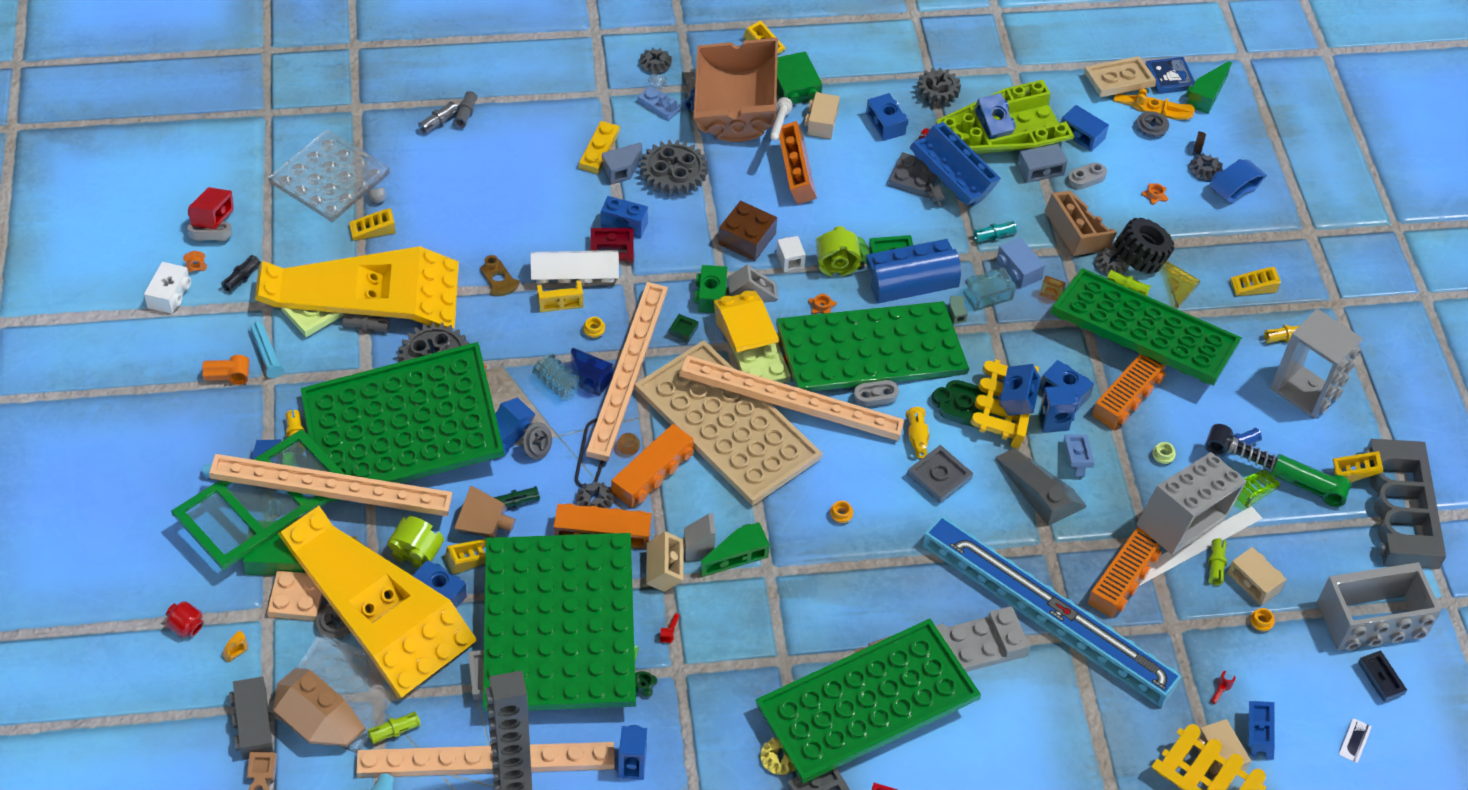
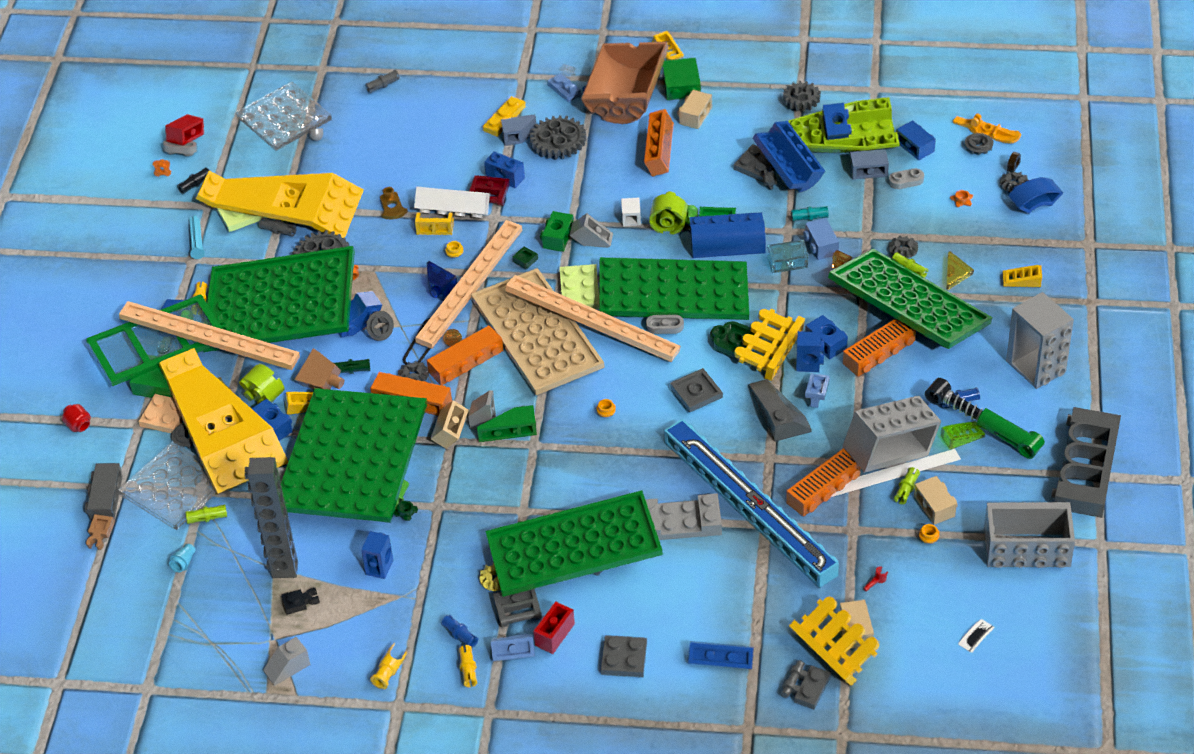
camera: 20 degrees right, 5 degrees down
(167, 288) = (135, 184): white brick -> none
(234, 370) = (166, 249): orange piece -> none
(235, 646) = (107, 442): light orange tile -> none
(315, 710) = (150, 492): medium nougat wedge -> none
(385, 225) = (306, 156): yellow slope -> none
(465, 109) = (405, 77): dark grey pin -> none
(479, 761) = (251, 545): light nougat plate -> none
(557, 377) = (411, 282): clear light blue piece -> none
(655, 66) = (567, 54): dark grey gear -> none
(667, 634) = (437, 478): red hand -> none
(744, 321) = (573, 255): yellow slope -> none
(747, 230) = (601, 190): reddish brown brick -> none
(783, 108) = (664, 100): white piece -> none
(822, 299) = (646, 252): orange plate -> none
(887, 116) = (749, 115): blue brick -> none
(918, 430) = (690, 355): yellow piece -> none
(957, 310) = (756, 268): sand green piece -> none
(1020, 389) = (779, 332): blue brick -> none
(1076, 225) = (880, 216): medium nougat wedge -> none
(1119, 76) = (963, 102): tan plate -> none
(1144, 245) = (931, 235): black tyre -> none
(1161, 449) = (891, 395): yellowish green plate -> none
(1170, 74) = (1010, 106): tile -> none
(1207, 88) = (1038, 119): green slope -> none
(1262, 728) = (895, 613): blue hinge -> none
(1355, 460) = (1049, 428): yellow slope -> none
(1382, 676) = (1016, 590): black plate -> none

